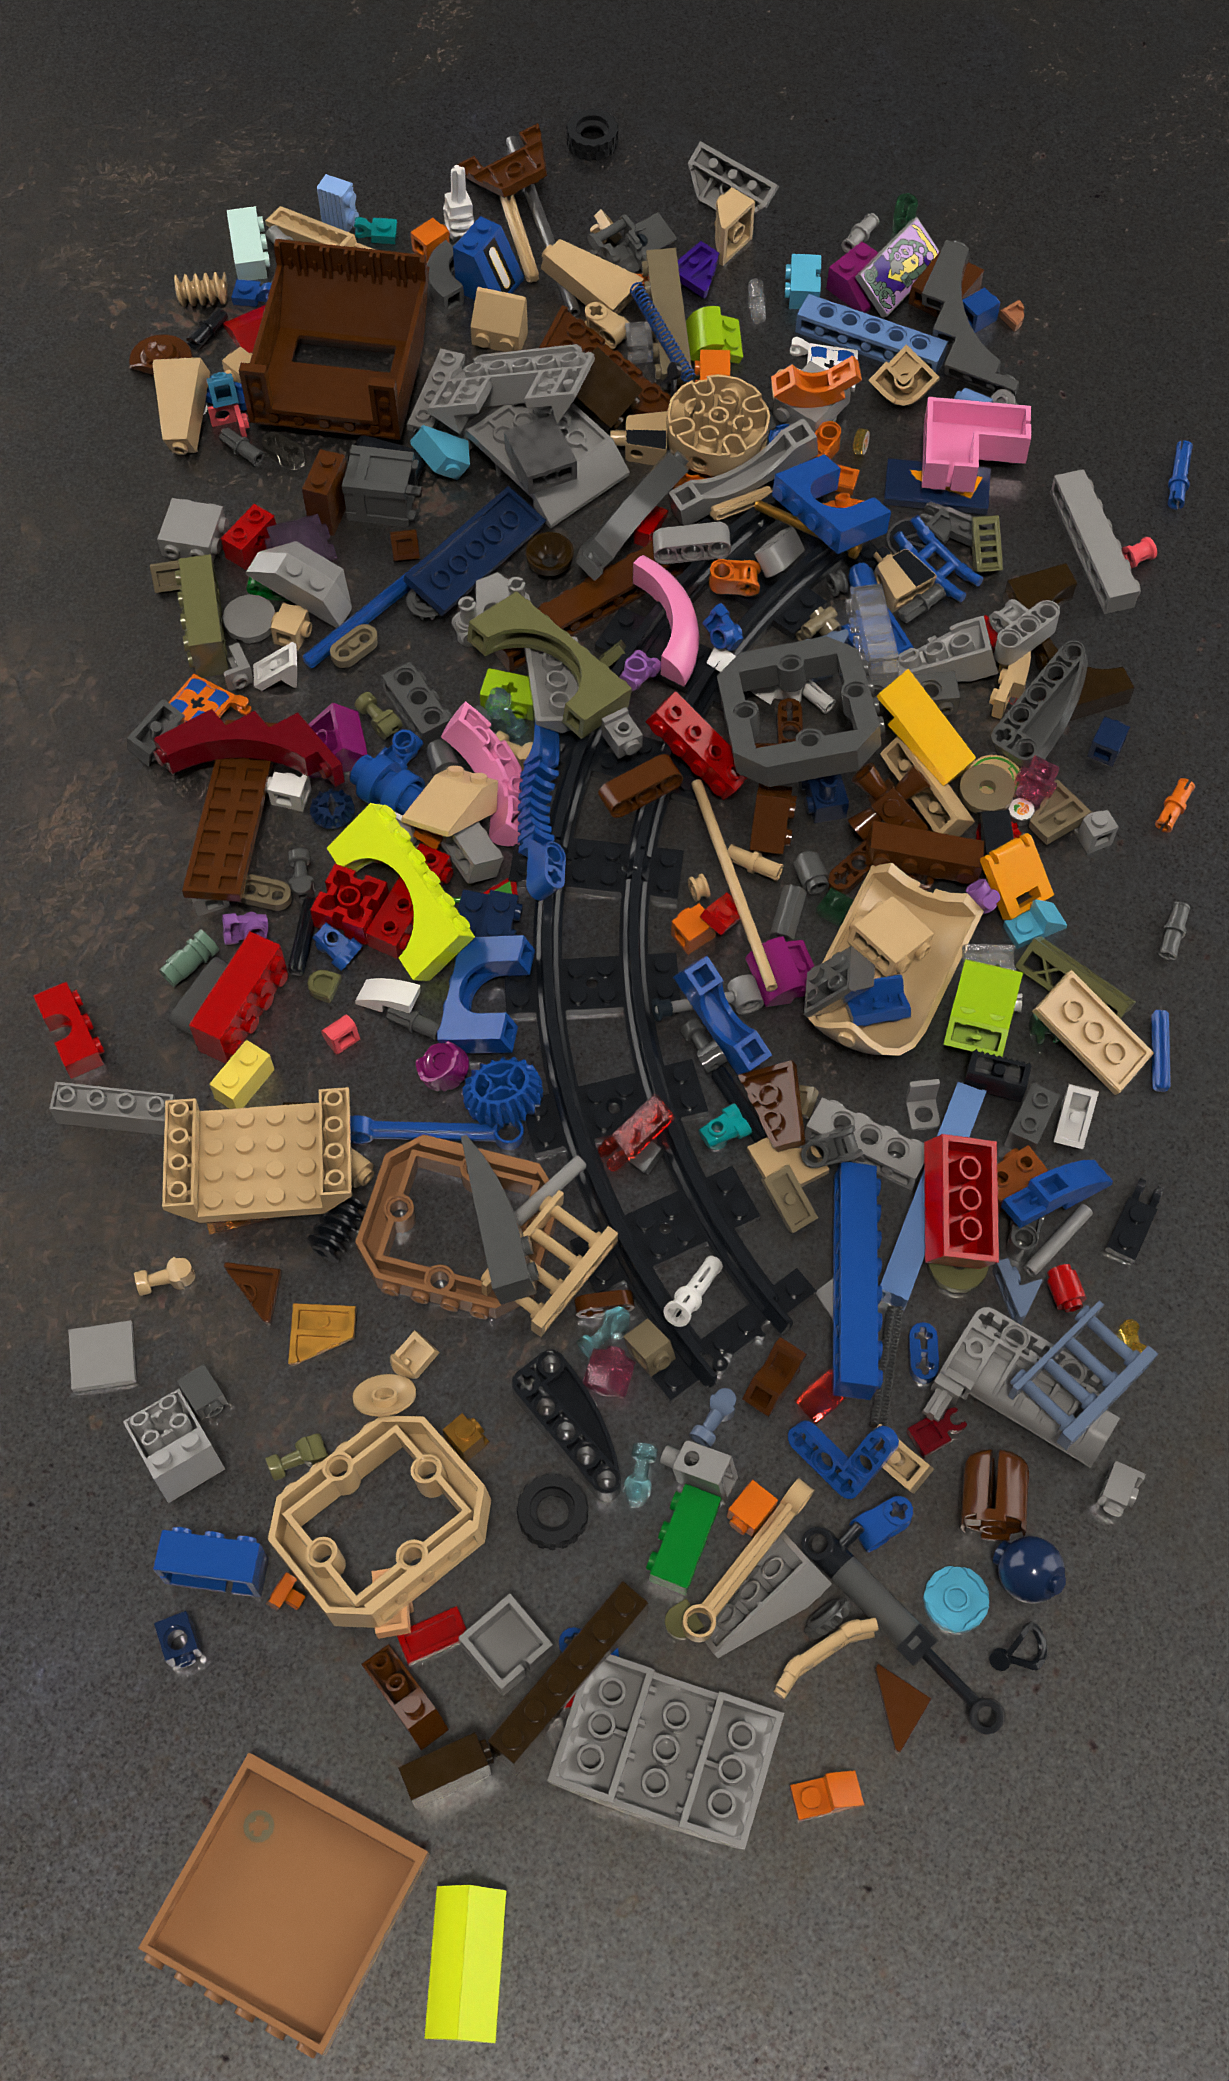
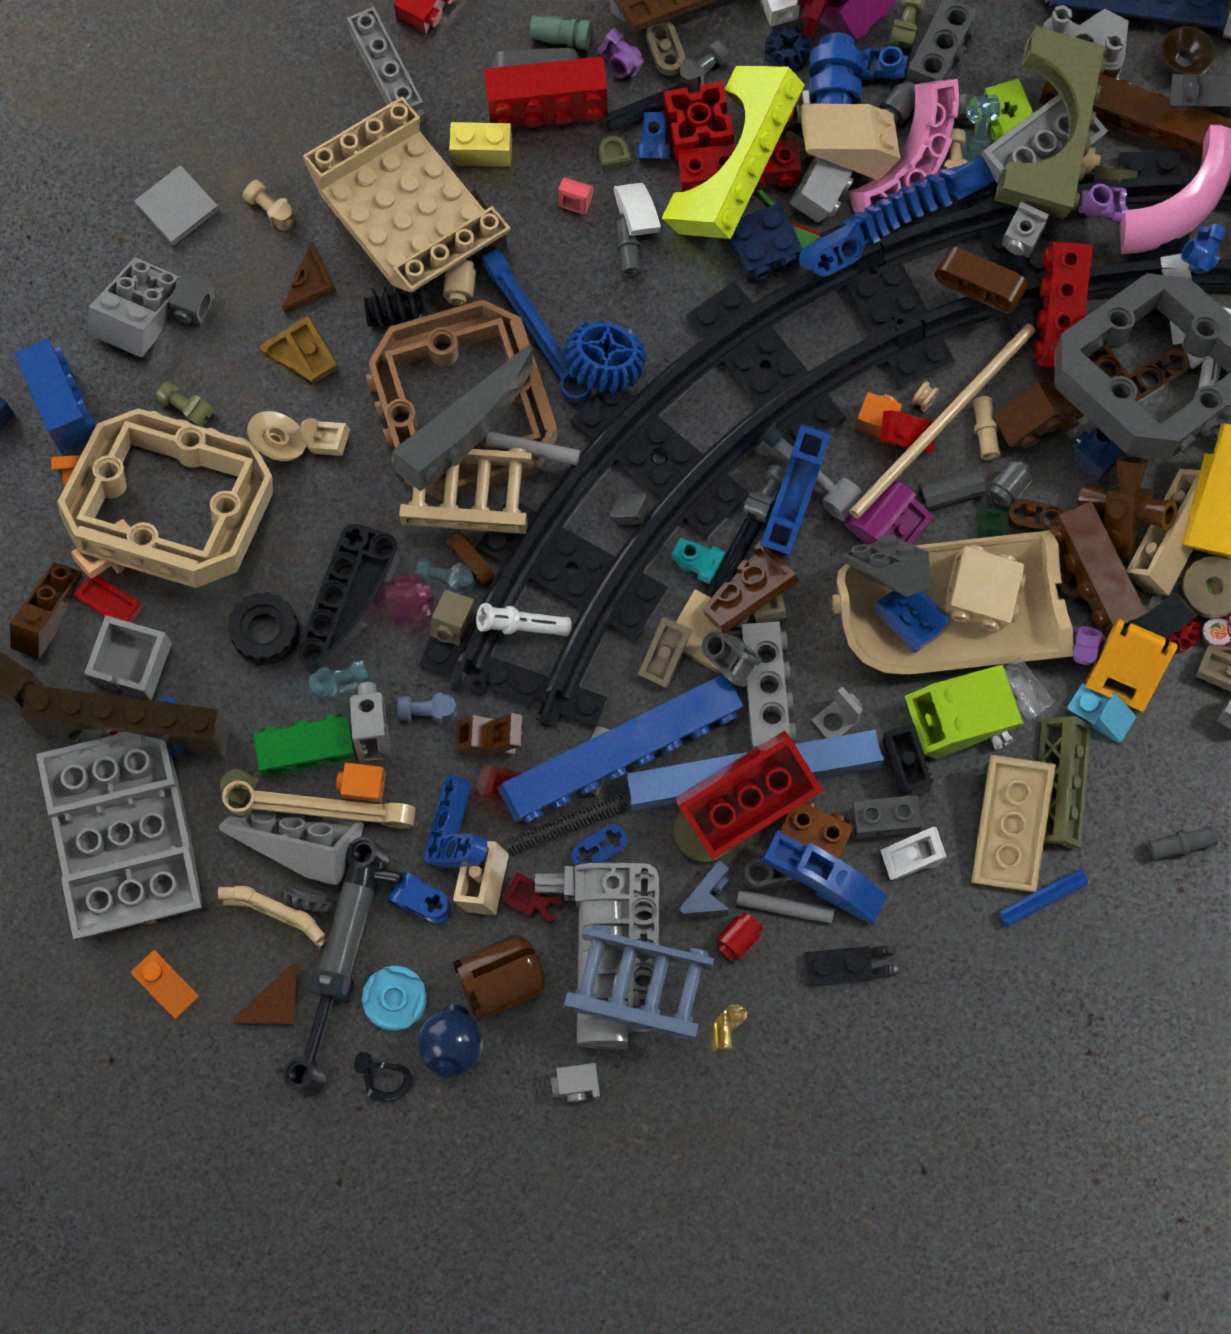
camera: 60 degrees right, 10 degrees up
(443, 1066) = (598, 294): magenta hair -> none
(465, 1437) = (282, 521): pearl gold brick -> none
(475, 965) = (710, 259): blue arch -> none
(636, 1132) = (640, 487): clear red hinge -> none

